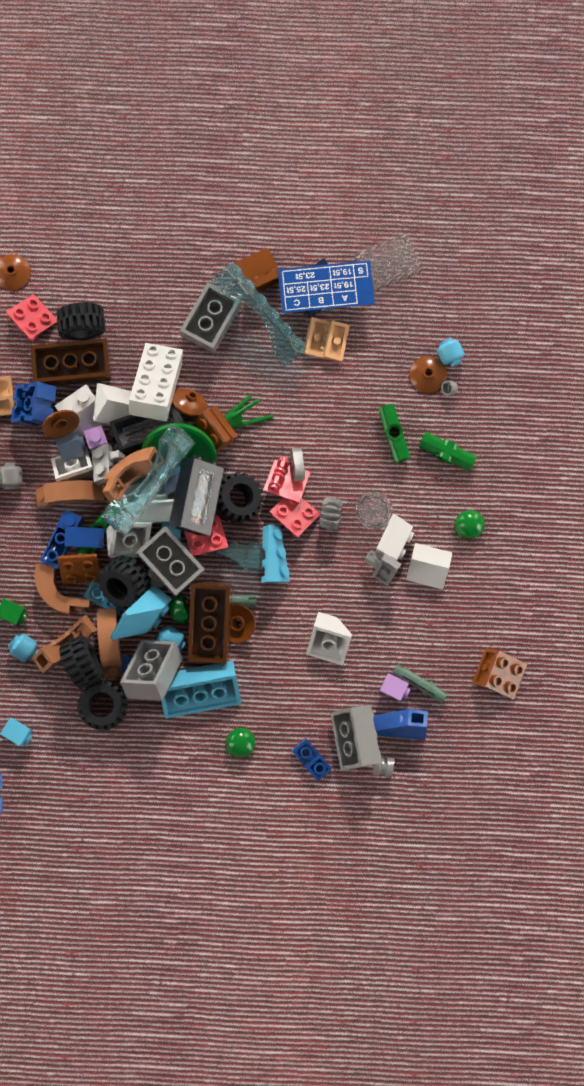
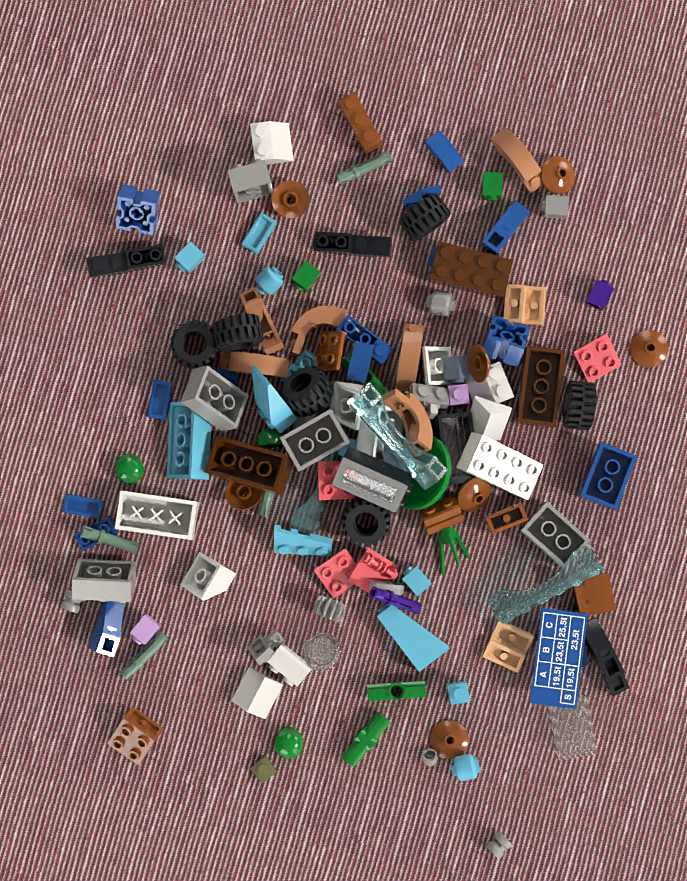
camera: 105 degrees right, 5 degrees up
(34, 795) = (126, 261): none -> black slope
(143, 281) = (607, 476): none -> blue brick
(165, 728) = (160, 400): none -> blue tile
(172, 635) = (246, 425): medium azure head -> none
(205, 367) = (505, 518): none -> dark orange brick
(279, 702) = (156, 515): none -> white brick
(284, 438) = (415, 580): none -> medium azure brick
(288, 780) = (83, 506): none -> blue tile
(307, 457) = (389, 598): none -> dark purple pin
(314, 744) = (103, 537): none -> sand green pin
(315, 245) = (605, 658): none -> black slope
(341, 428) = (413, 639): none -> medium azure slope
(381, 374) = (458, 692): none -> medium azure brick
(500, 542) = (263, 769): none -> olive plate
(519, 307) = (495, 848): none -> light grey wheel

